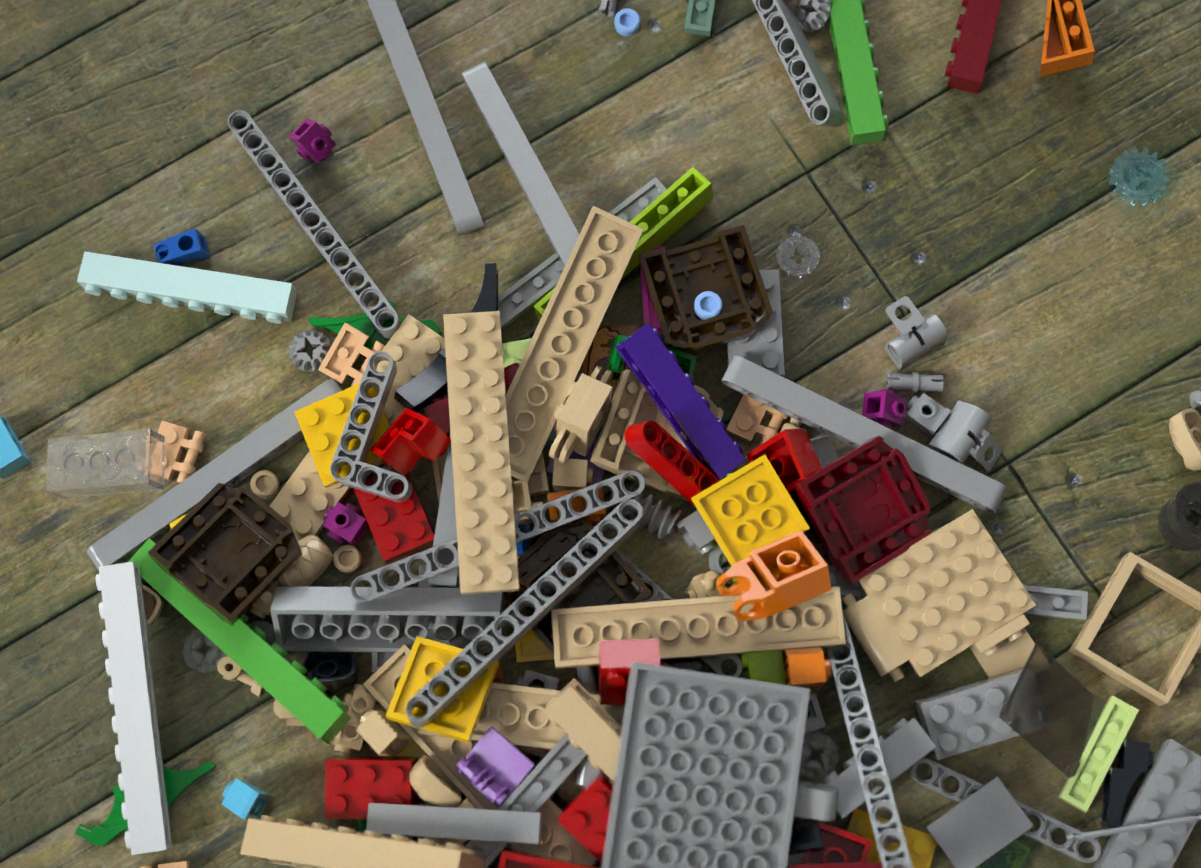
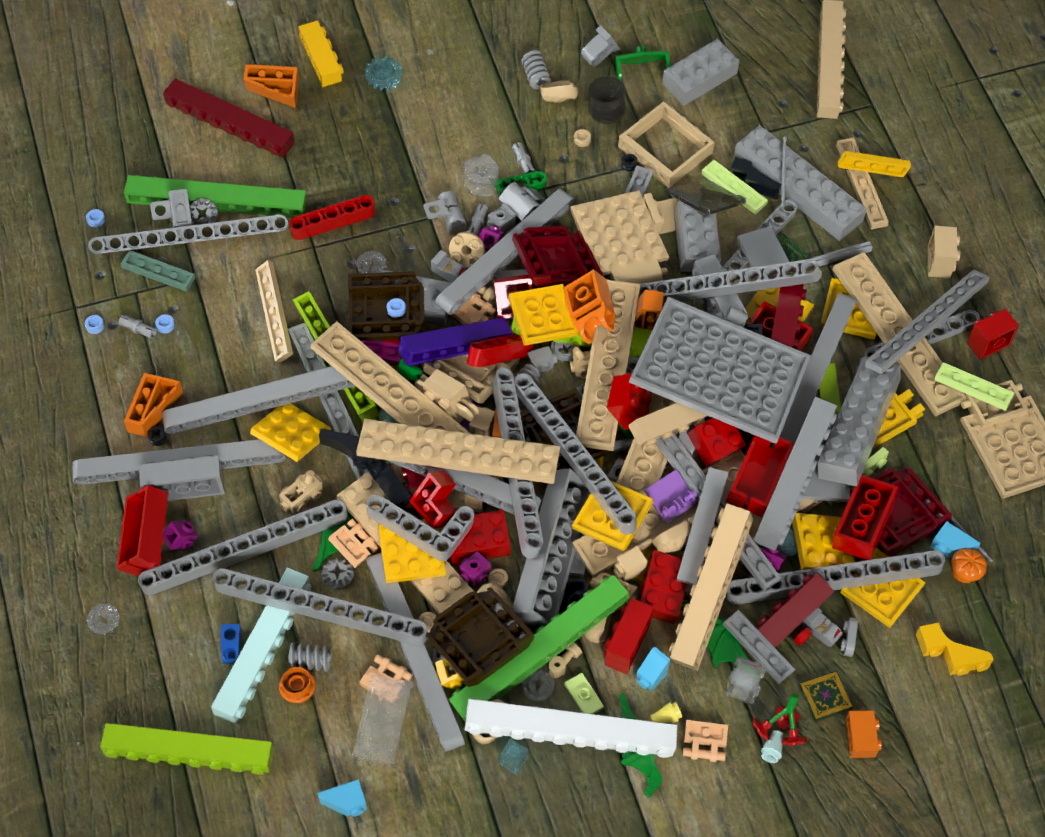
camera: 85 degrees left, 15 degrees down
(35, 244) = (187, 748): none -> lime brick
(89, 642) = (513, 756): none -> clear light blue brick
(140, 345) = (297, 685): none -> orange piece
(177, 350) = (310, 657): none -> light grey piece
(186, 81) = (104, 610): none -> clear gear
(192, 833) = (667, 714): none -> light yellow cone
(201, 714) = (584, 694): none -> yellowish green plate
(241, 351) = (327, 613): none -> light grey beam
(283, 752) = (628, 635): none -> red brick
(302, 94) = (142, 530): none -> red piece
(390, 115) = (185, 477): none -> light grey brick
(418, 273) = (305, 488): none -> tan brick
(453, 60) = (157, 441): none -> black bush
(492, 40) = (150, 400): none -> orange wedge
(494, 228) = (289, 431): none -> yellow plate
(681, 150) = (274, 311): none -> tan plate
(819, 362) = (446, 267): none -> light grey leg
(853, 379) = (466, 248): none -> tan plate
(857, 169) = (342, 213): none -> red beam
(993, 350) = (481, 175): none -> clear brick
(1020, 442) = (526, 178): none -> green beam
(1048, 419) = (523, 158): none -> light grey pin
(1098, 571) = (629, 157): none -> black bush
(1119, 497) = (582, 137): none -> tan tile
(1144, 78) = (320, 53): none -> yellow brick

